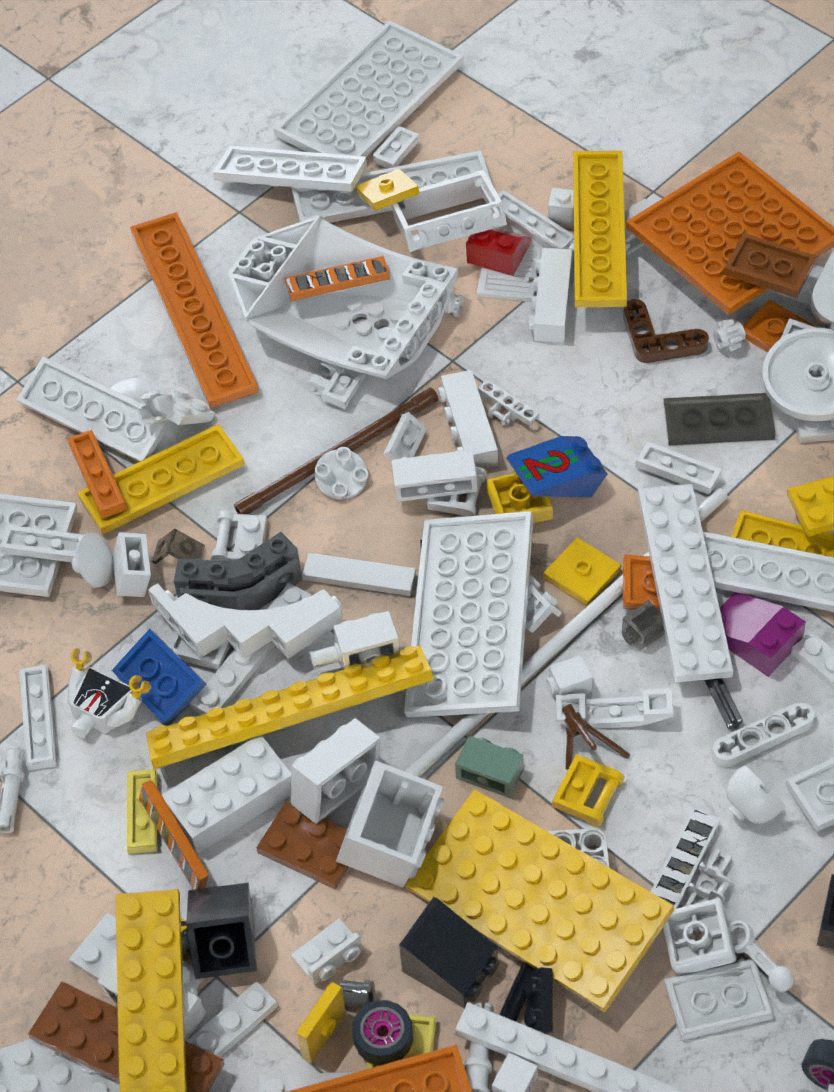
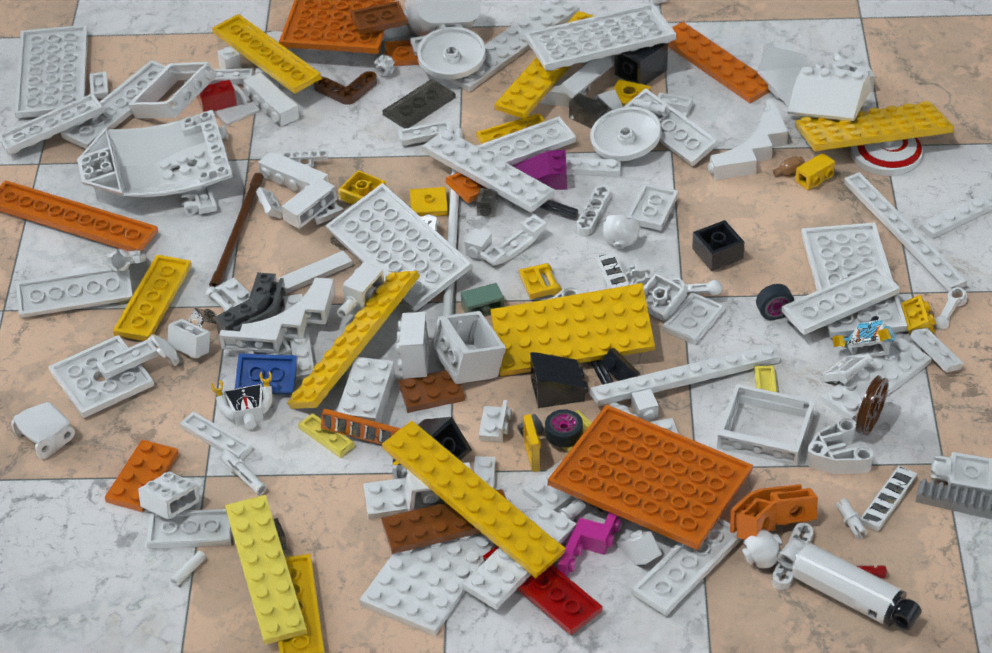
camera: 45 degrees left, 10 degrees down
(97, 474) = (115, 314): orange tile -> none
(337, 278) = (147, 152): orange tile -> none
(341, 474) = (252, 236): white dish -> none
(387, 189) = (124, 100): yellow plate -> none
(559, 468) = (371, 160): blue slope -> none
(578, 726) = (506, 257): reddish brown plant -> none

